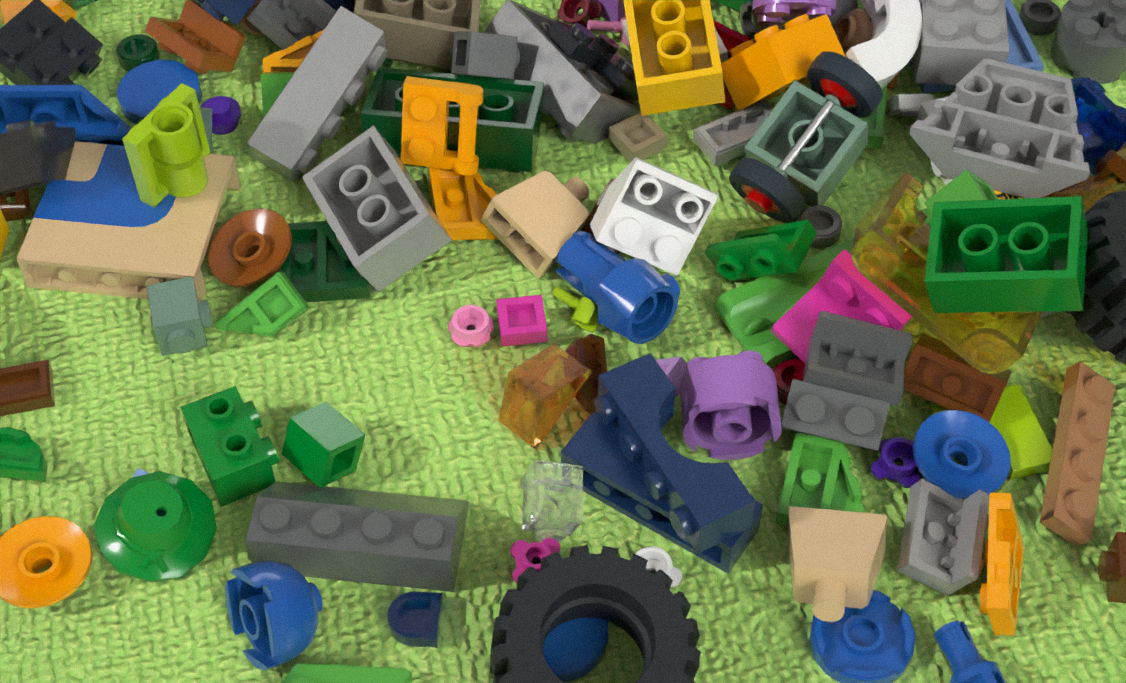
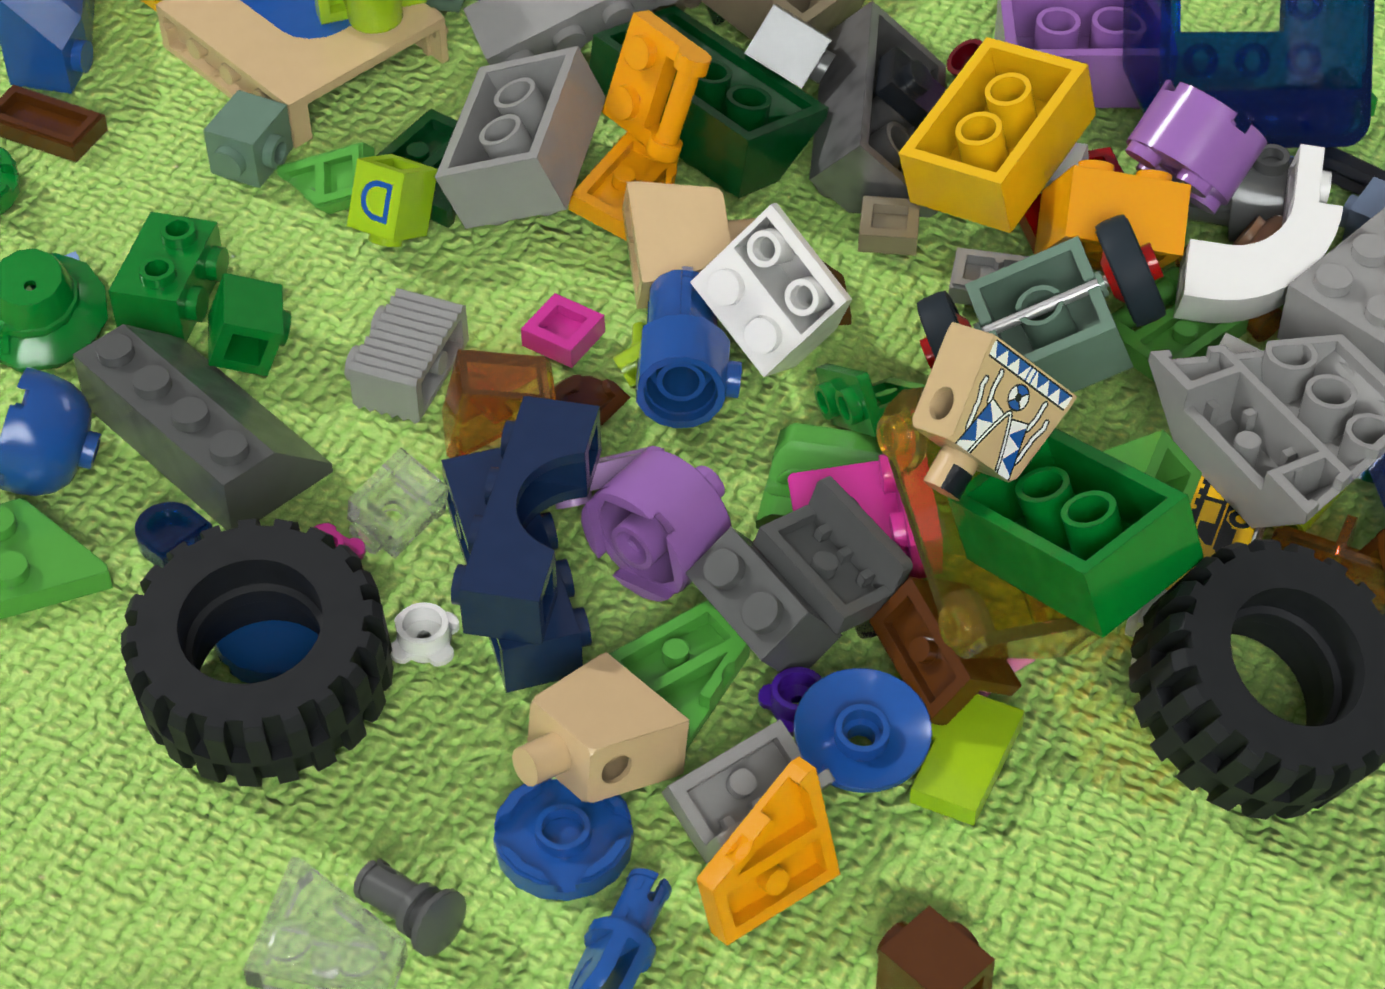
camera: 40 degrees right, 5 degrees down
(249, 248) = (378, 112): dark orange dish -> none
(330, 299) = (391, 199): none -> lime brick
(447, 397) = (406, 354): none -> light grey brick
(470, 318) = (508, 306): bright pink plate -> none
(925, 214) = (985, 410): none -> tan torso
(1078, 455) = (1007, 820): medium nougat plate -> none

